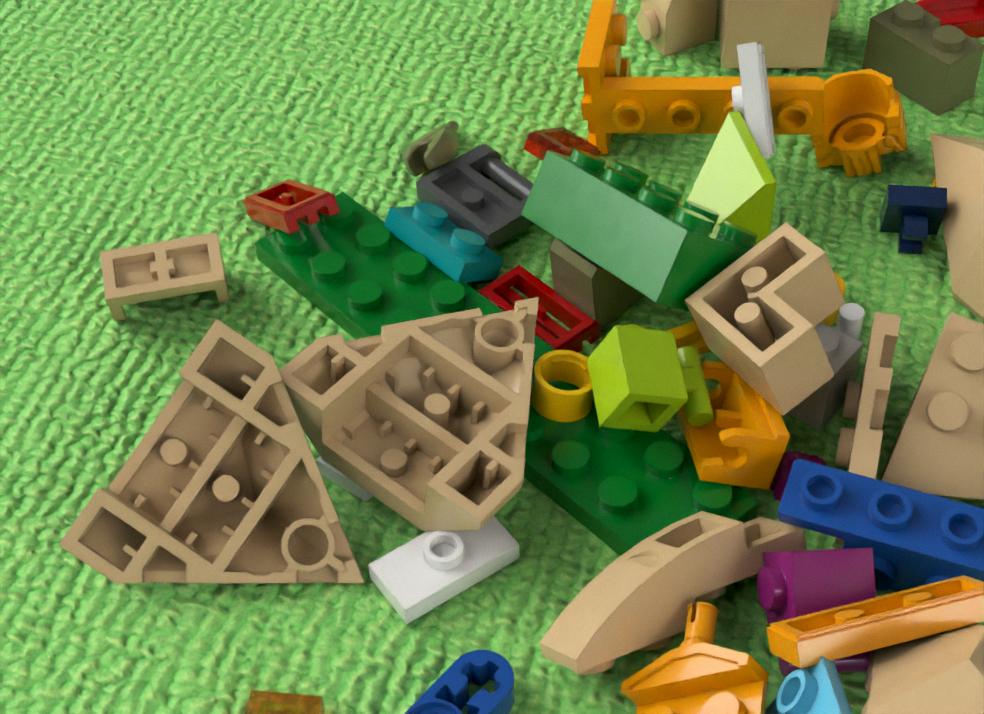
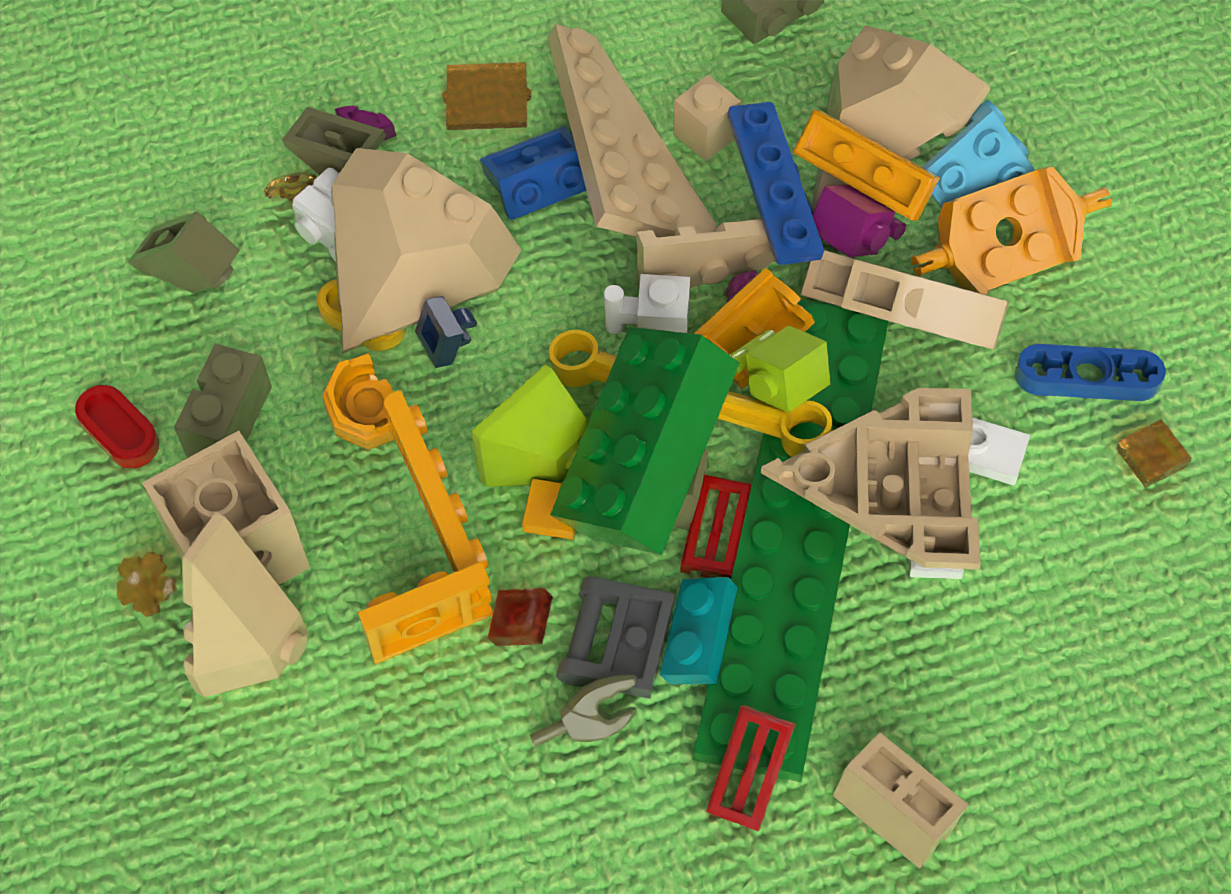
camera: 125 degrees left, 15 degrees up
(218, 486) = (1062, 595): tan wedge -> none
(753, 96) = (444, 426): white plate -> none
(765, 314) = (700, 304): tan brick -> none

